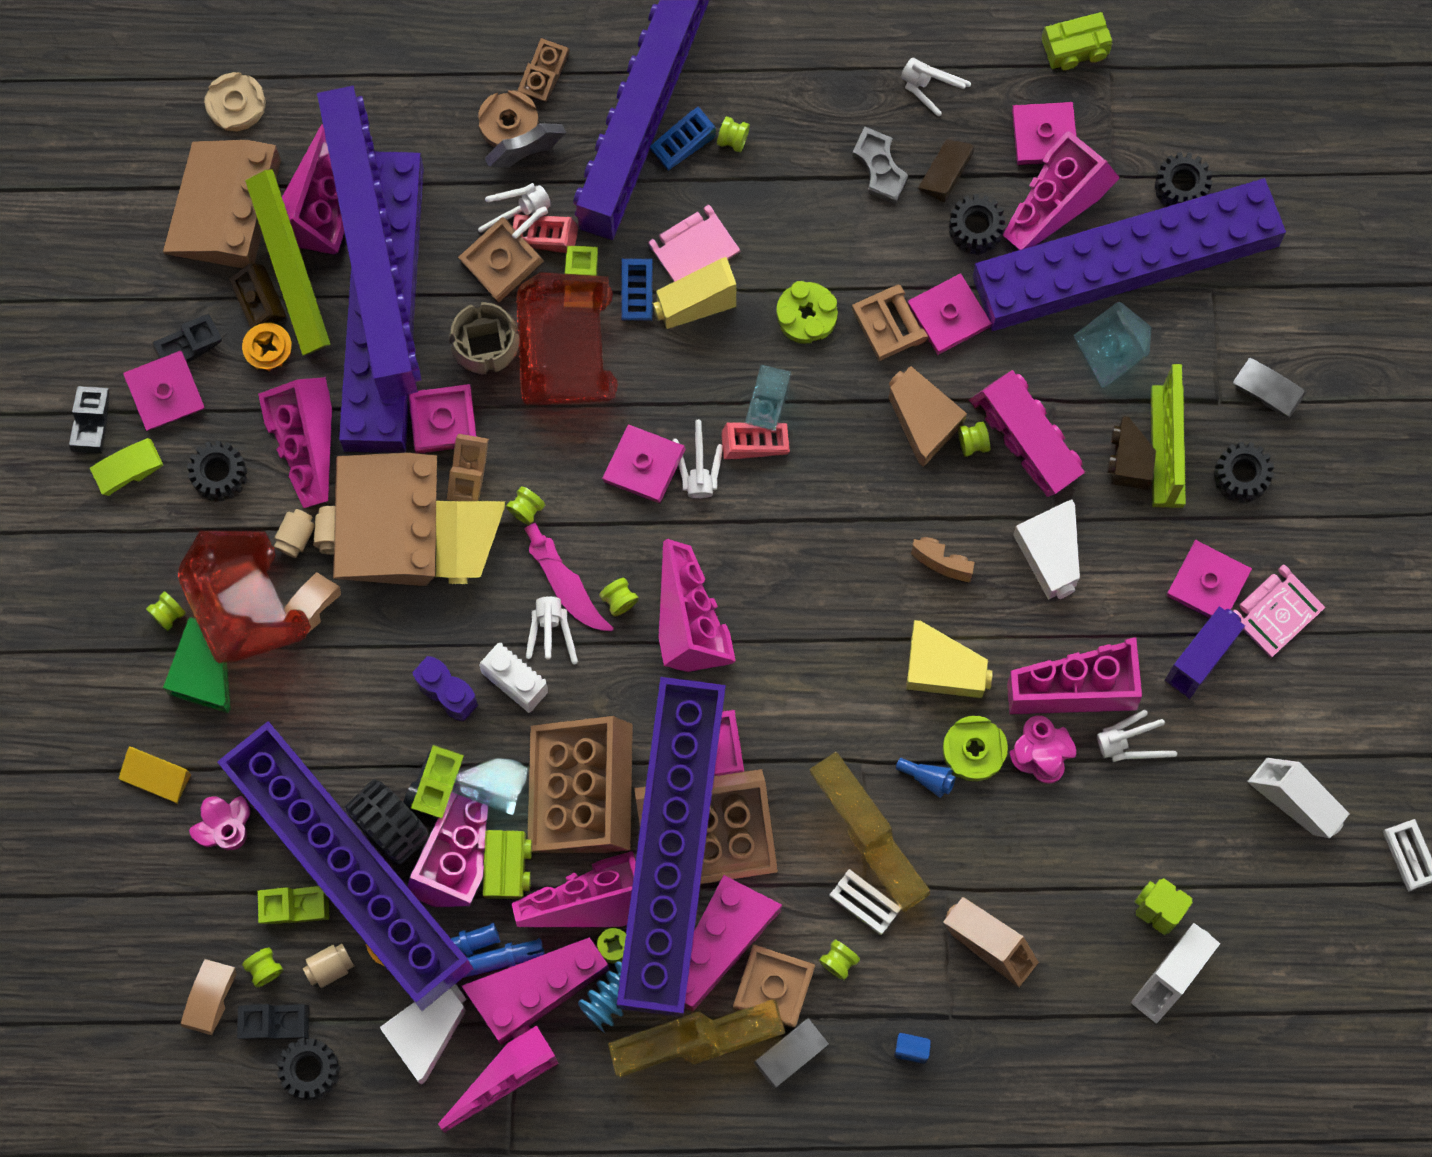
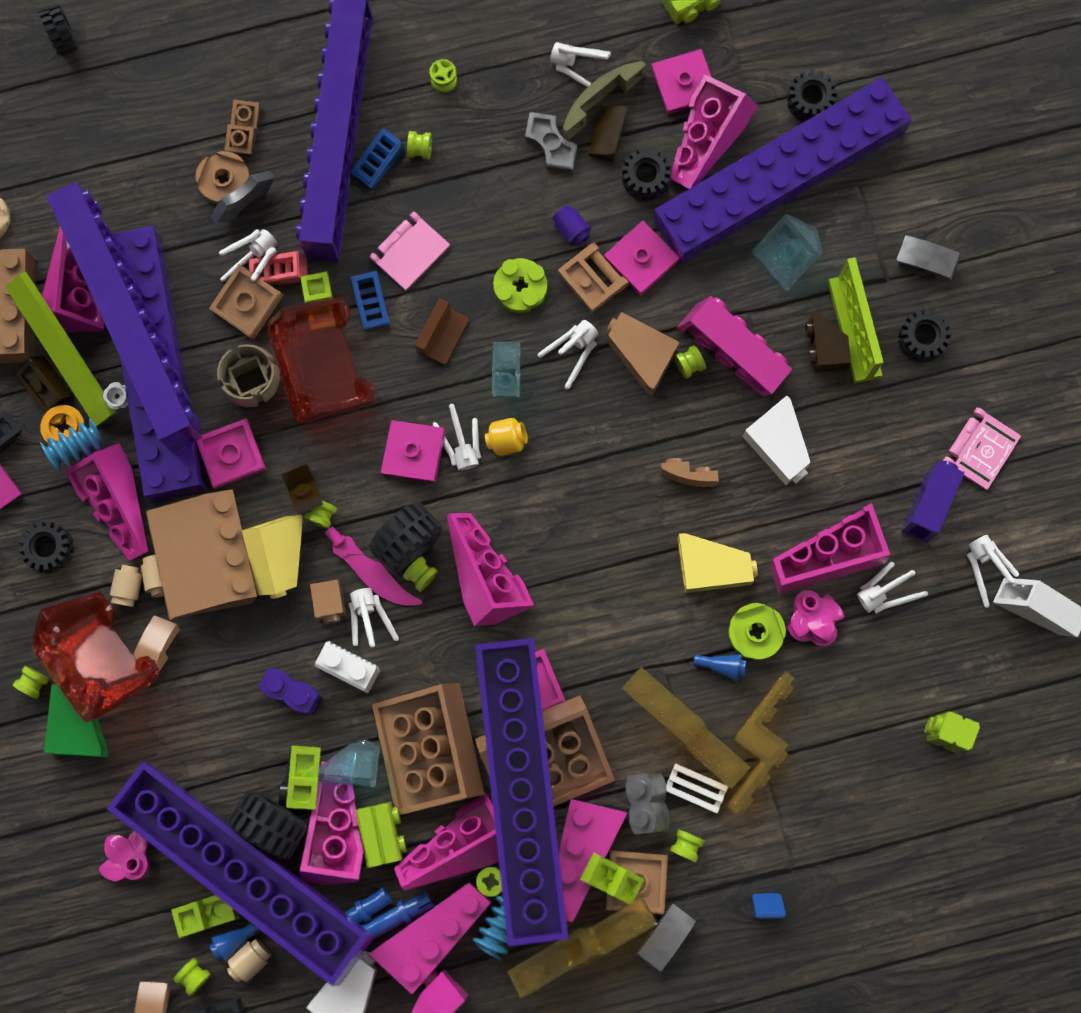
camera: 10 degrees left, 5 degrees up
(154, 774) = (56, 829): yellow slope -> none
(275, 368) = (73, 445): none -> dark azure piece
(309, 942) = (229, 943): none -> blue cone
(327, 323) = (109, 396): none -> white plate
(467, 468) = (262, 492): medium nougat slope -> none
(510, 602) = (328, 601): none -> medium nougat brick
(512, 472) = (302, 488): none -> dark brown slope
(612, 551) = (405, 537): none -> black tyre
(697, 295) = (422, 292): light yellow slope -> none
(706, 343) = (441, 333): none -> reddish brown panel
(741, 451) = (489, 401): coral slope -> none
(747, 971) = (612, 879): none -> lime slope
(750, 472) = (506, 436): none -> yellow head
(783, 60) = (445, 70): none -> lime wheel
(808, 896) = (647, 798): none -> flat silver brick
(860, 383) = (580, 336): none -> white plant
(880, 260) = (571, 225): none -> dark purple brick
(949, 869) = (761, 744): none -> clear yellow bracket
(978, 112) = (623, 76): none -> olive slope
(991, 941) = (811, 796): slope -> none
(1175, 973) = (976, 786): white slope -> none
(1208, 580) = (918, 437): dark pink plate -> none
(1252, 722) = (985, 550): none -> white plant

